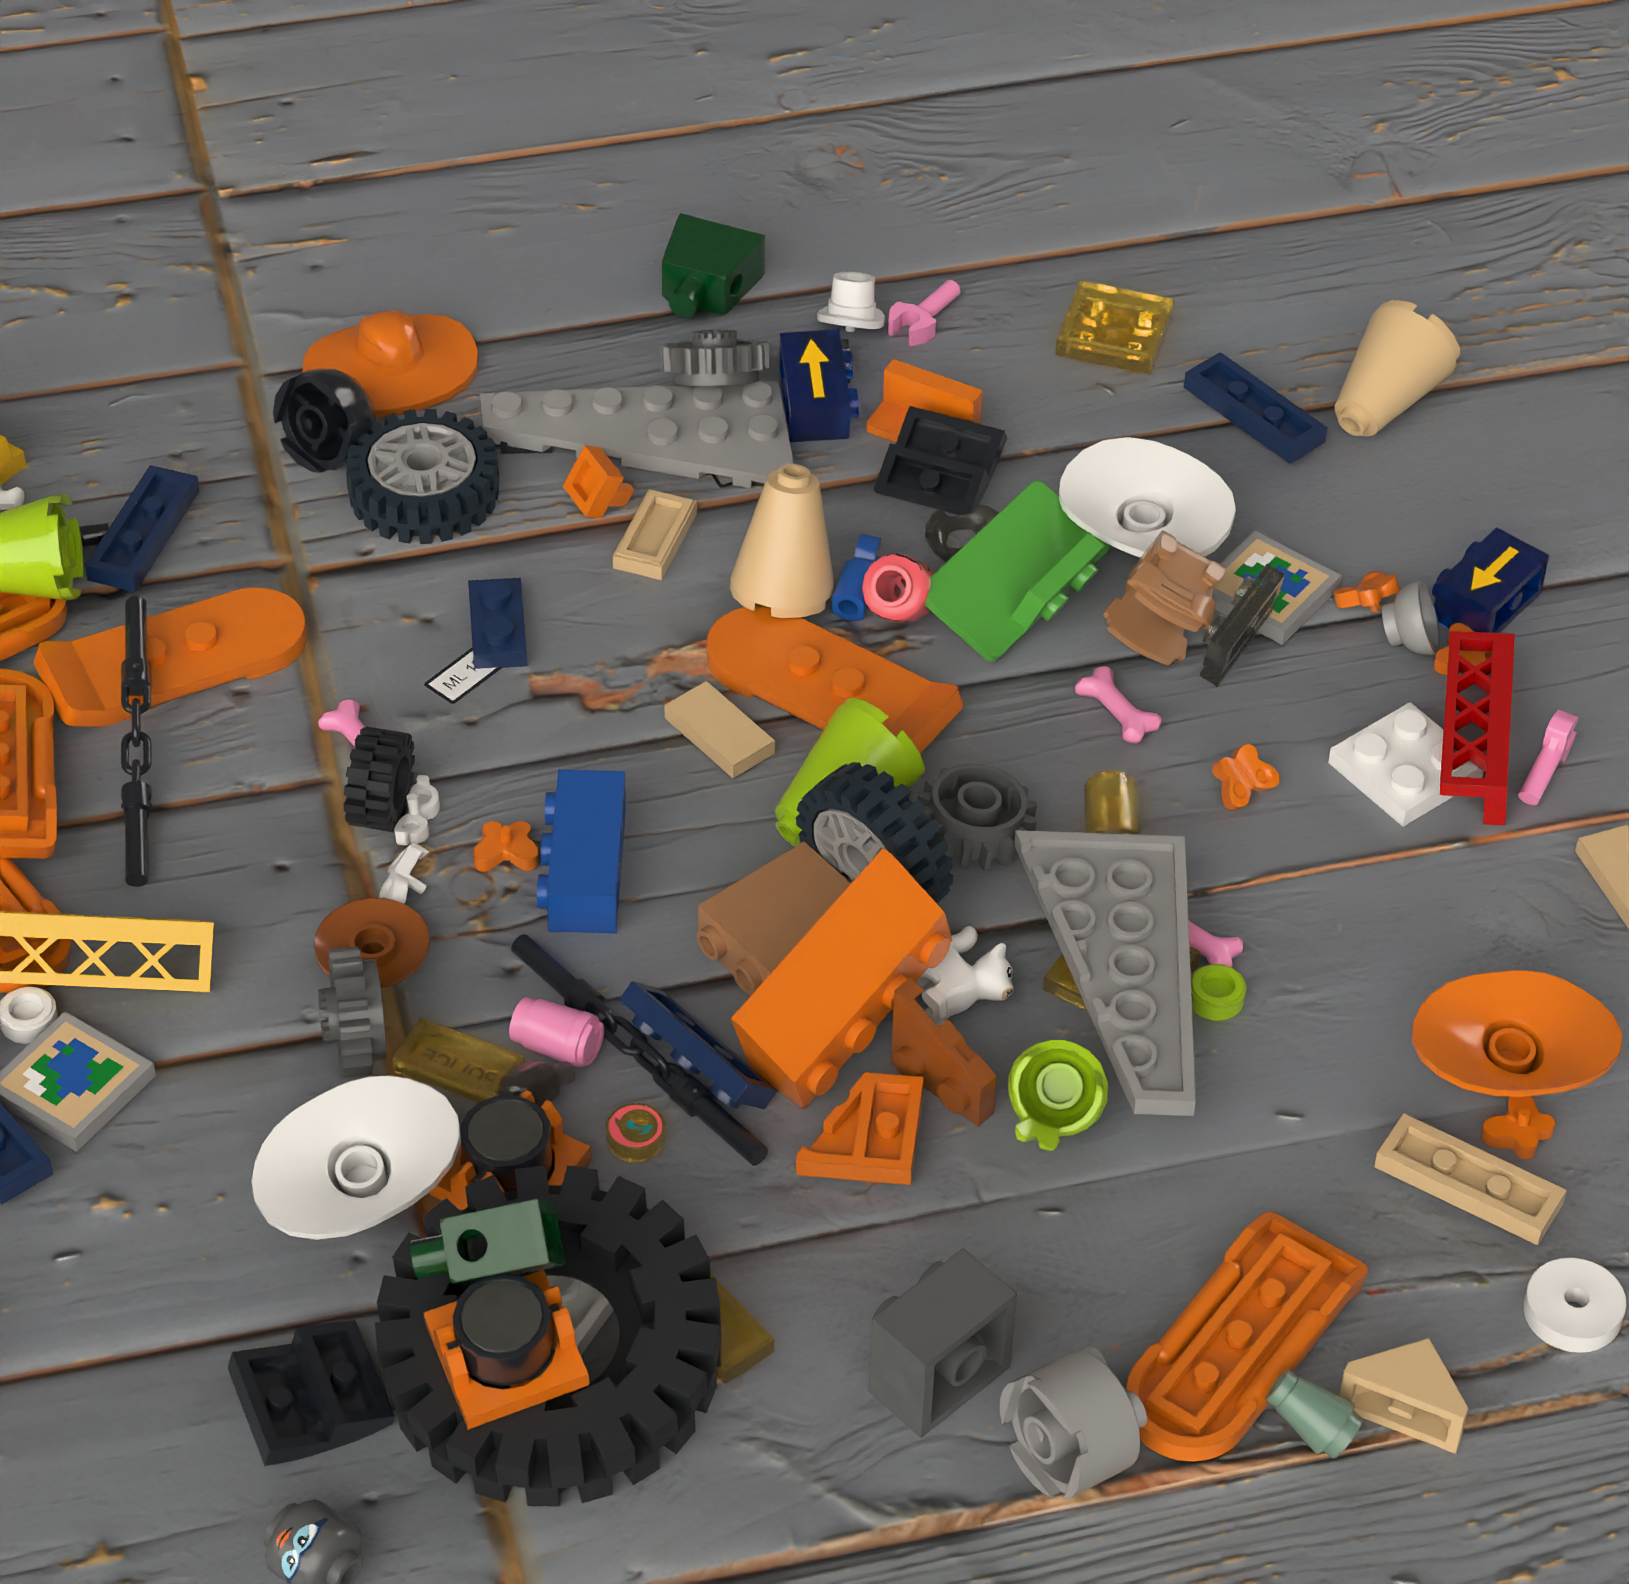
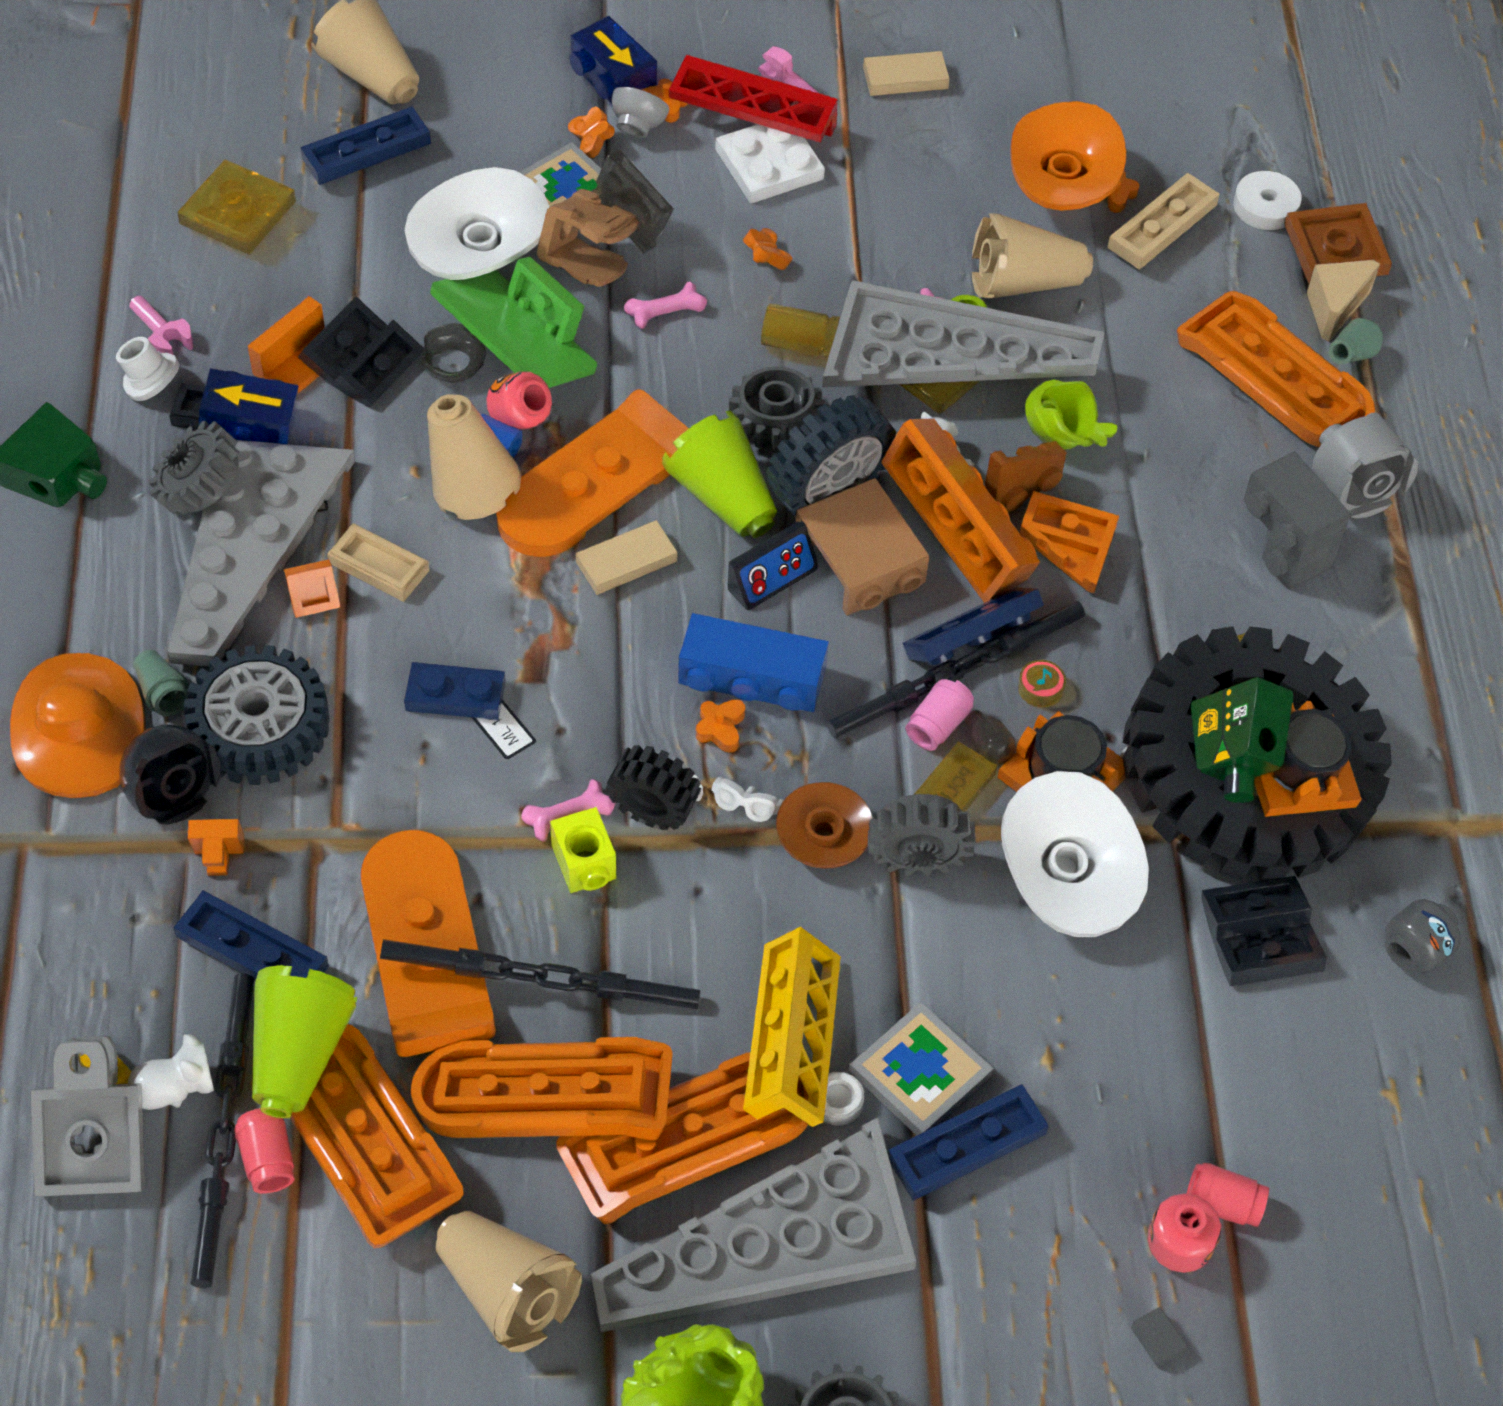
camera: 80 degrees left, 10 degrees up
(258, 474) = (215, 842): none -> orange tile
(299, 748) = (583, 833): none -> neon yellow brick
(453, 396) = (160, 683): none -> sand green cone
(728, 841) = (772, 566): none -> slope
(1312, 1018) = (1025, 259): none -> tan cone
(1519, 1389) = (1336, 237): none -> dark orange plate

